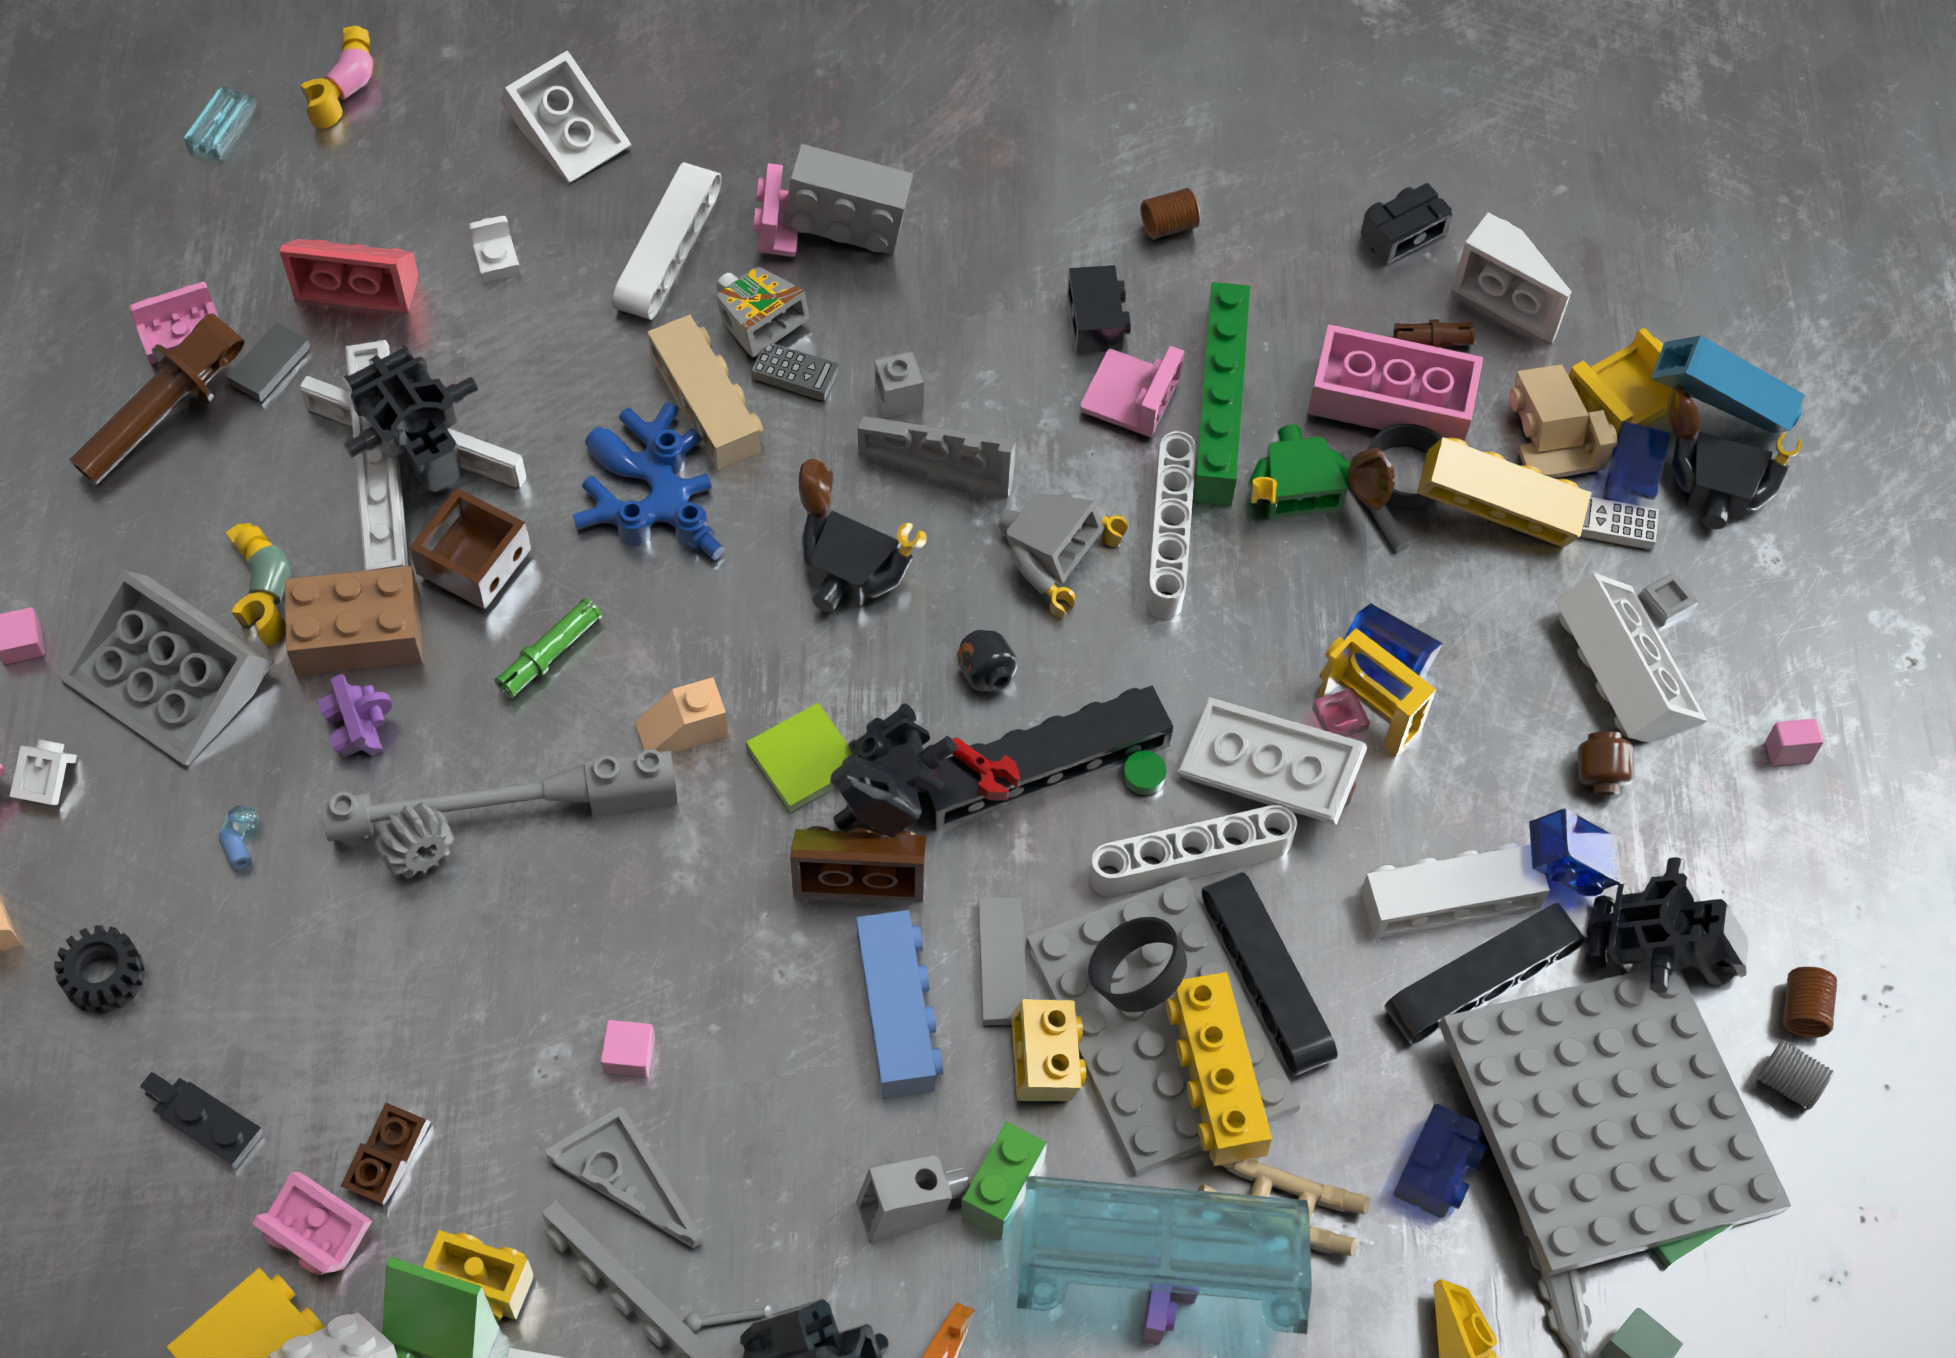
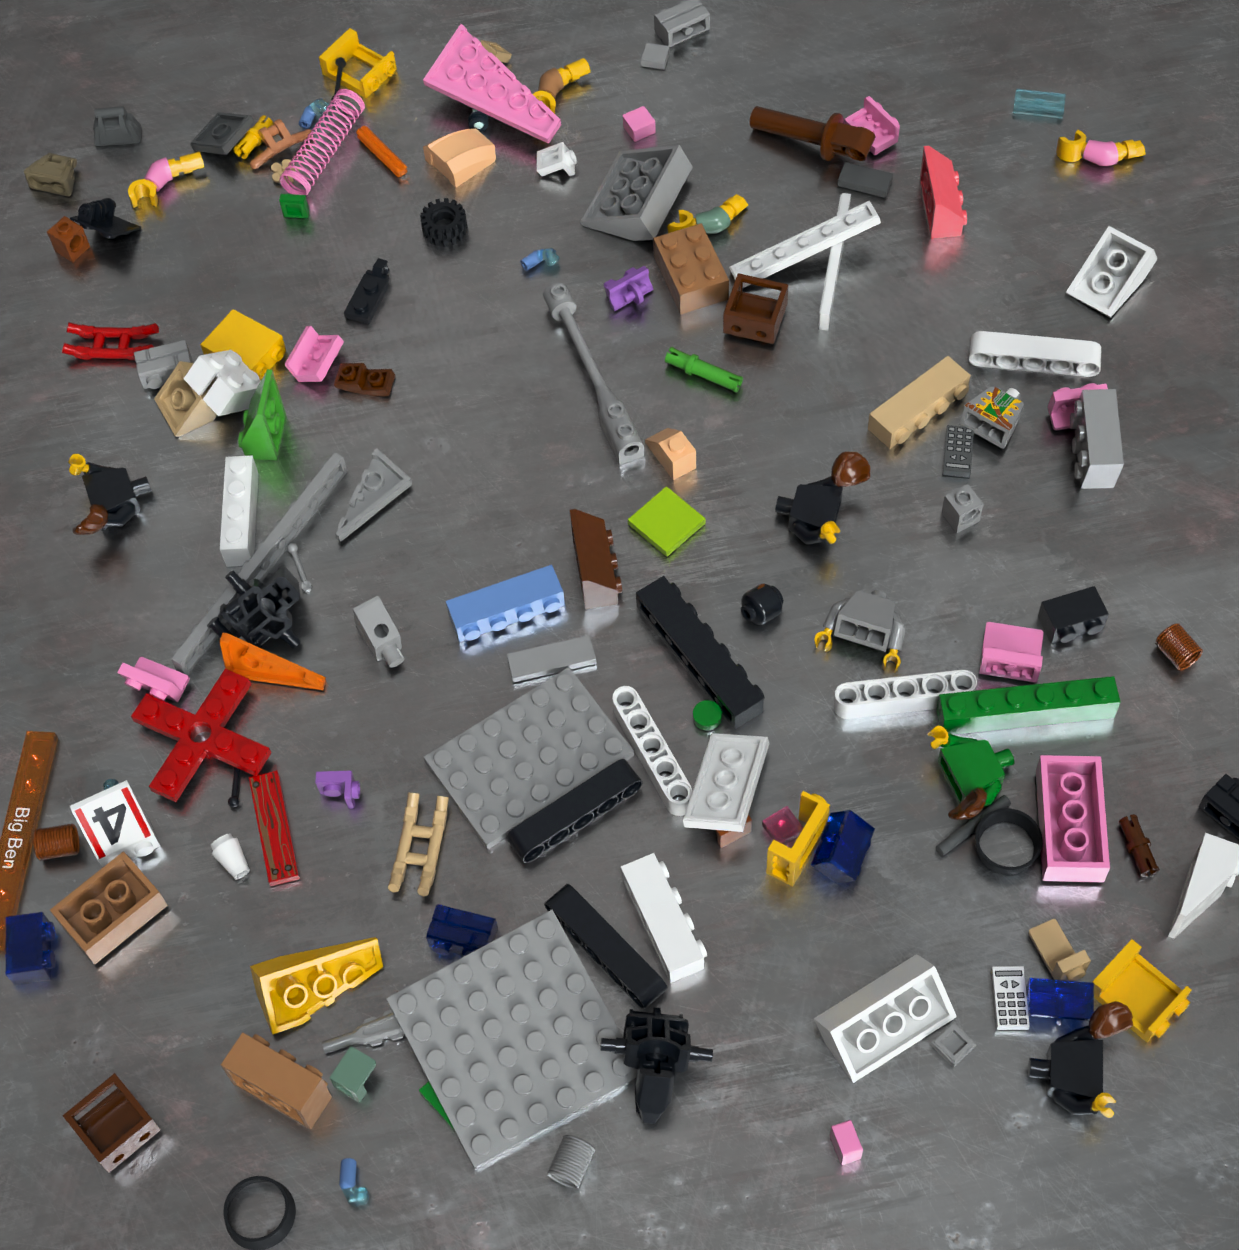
camera: 85 degrees right, 0 degrees up
(409, 416) = (825, 243): black piece -> none
(414, 840) = (550, 334): light grey gear -> none
(494, 248) = (992, 266): white bracket -> none
(500, 1272) = (296, 434): yellow brick -> none
(627, 1048) = (449, 475): bright pink piece -> none
(658, 467) = (827, 404): blue plant -> none
(888, 773) = (633, 556): black piece -> none
(951, 454) = (914, 552): light grey wing -> none
(987, 769) = (670, 611): red bar -> none
(1002, 1179) = (401, 682): bright green brick -> none
(1047, 1050) = (487, 688): yellow brick -> none
(1122, 942) = (546, 706): black tyre -> none
(1166, 1245) = (360, 770): clear light blue windscreen -> none
(1220, 1070) = (490, 782): yellow brick -> none
(1504, 491) = (995, 902): brick -> none
(1549, 408) = (1092, 929): tan brick -> none
(1574, 852) = (702, 985): clear blue brick -> none
(1606, 762) = (790, 1007): reddish brown head -> none
(1728, 383) = (1148, 1055): dark azure slope -> none
(1810, 1001) = (630, 1168): dark orange piece -> none

